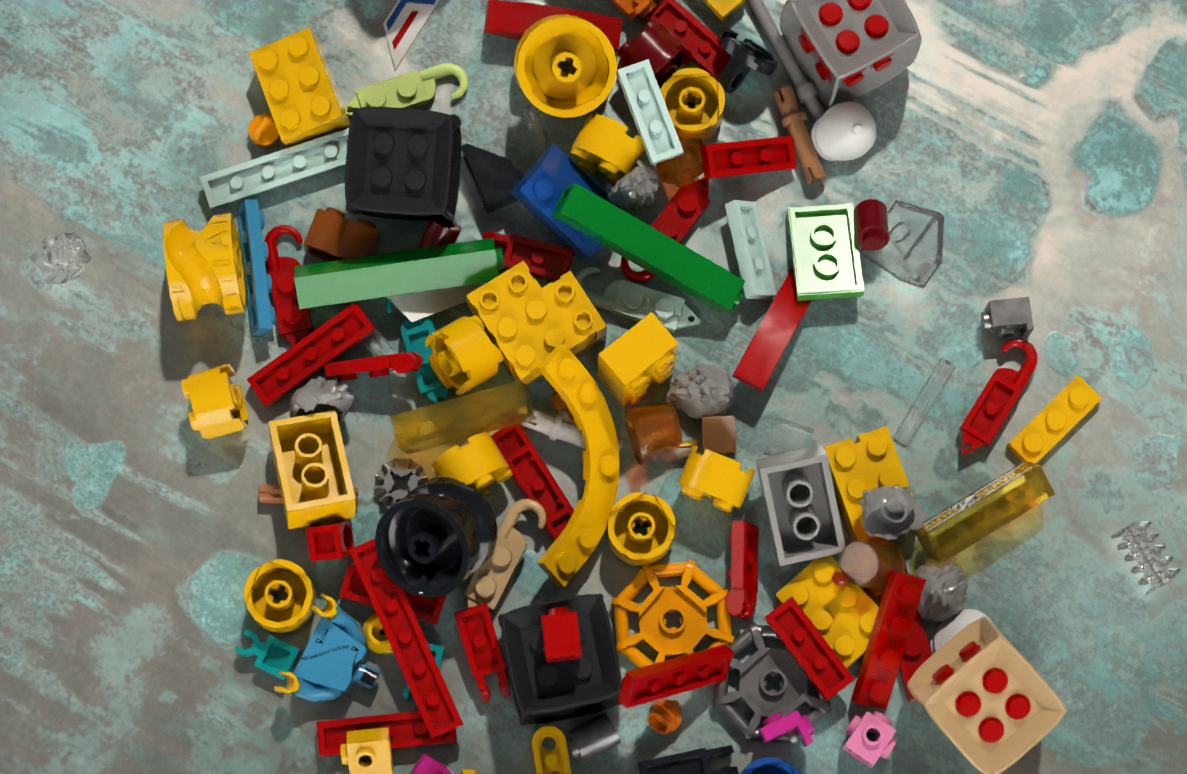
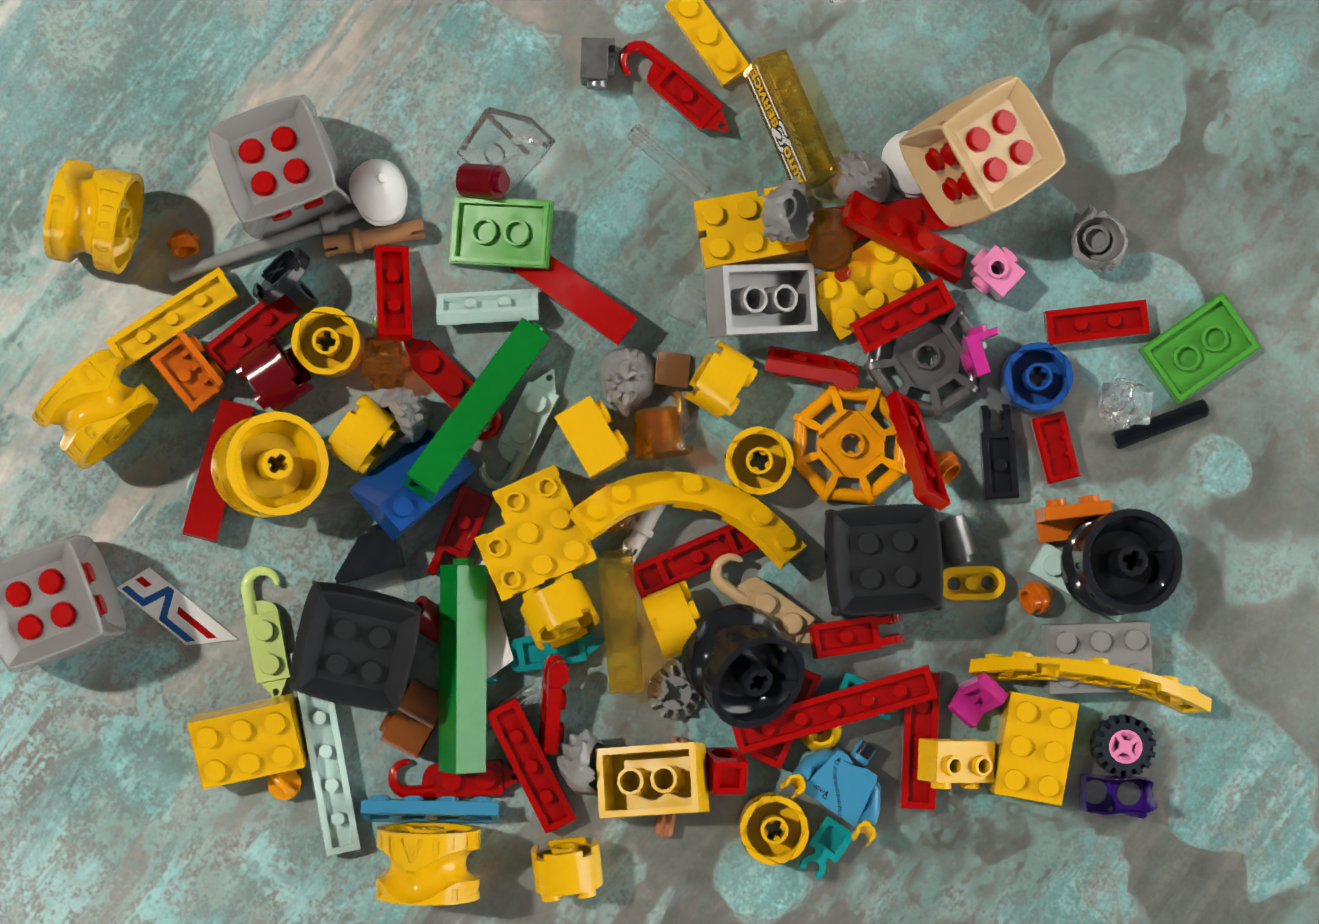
camera: 80 degrees left, 10 degrees up
(561, 635) = (874, 557): red brick -> none
(649, 112) = (335, 386): light aqua plate -> none

